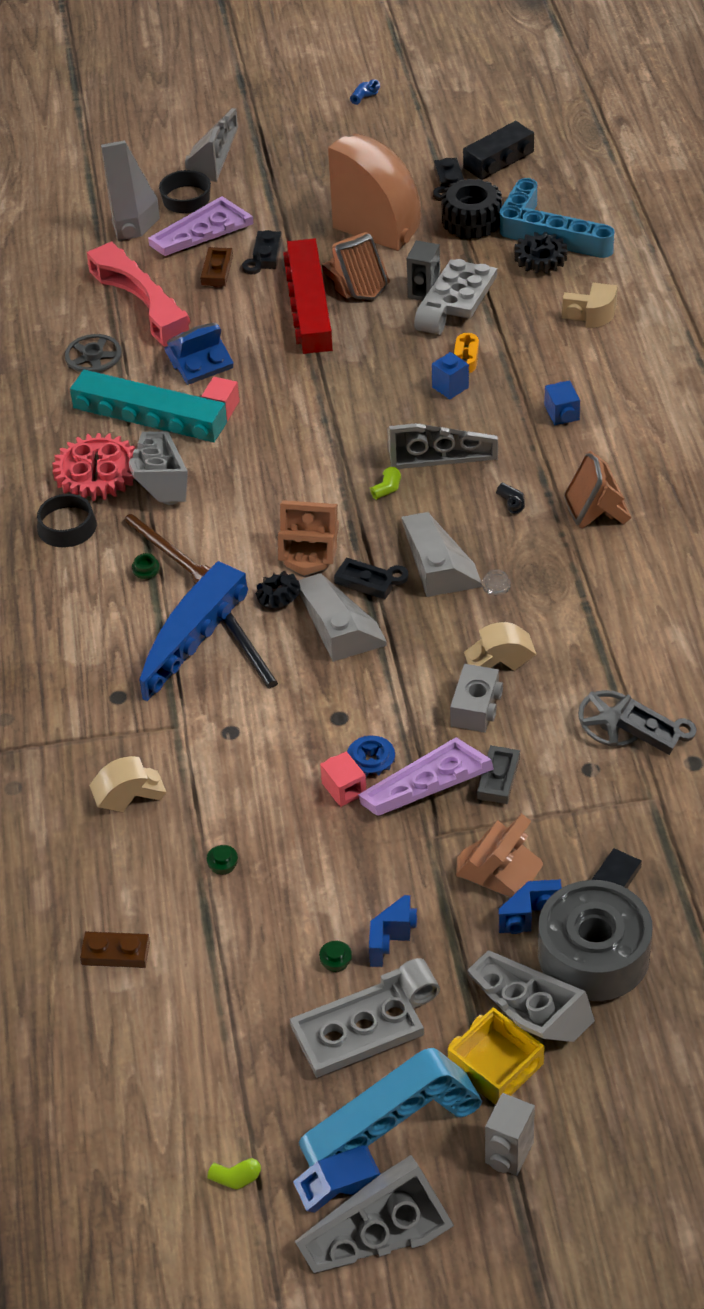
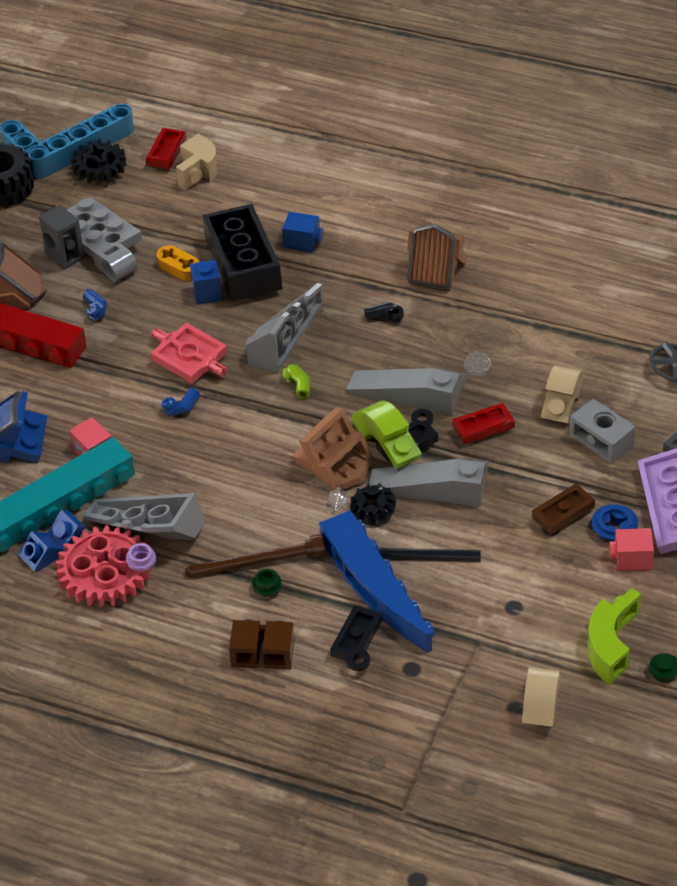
camera: 60 degrees left, 0 degrees up
(68, 537) = (154, 639): black tyre -> none
(75, 591) = (247, 639): none -> reddish brown piece
(98, 423) = (43, 548): none -> blue slope
(106, 476) = (140, 557): none -> lavender plate
(119, 644) = (356, 637): none -> black hinge
(229, 798) = (605, 650): none -> lime arch
(263, 565) = (336, 500): none -> clear plate
(303, 431) = (182, 406): none -> blue arm
(350, 555) = (390, 430): none -> lime arch
(361, 712) = (563, 508): none -> reddish brown plate
(364, 405) = (188, 352): none -> coral plate
(371, 335) = (97, 304): none -> blue arm
(425, 617) = (483, 423): none -> red plate
(500, 378) = (242, 252): none -> black brick
(582, 282) = (165, 148): none -> red plate

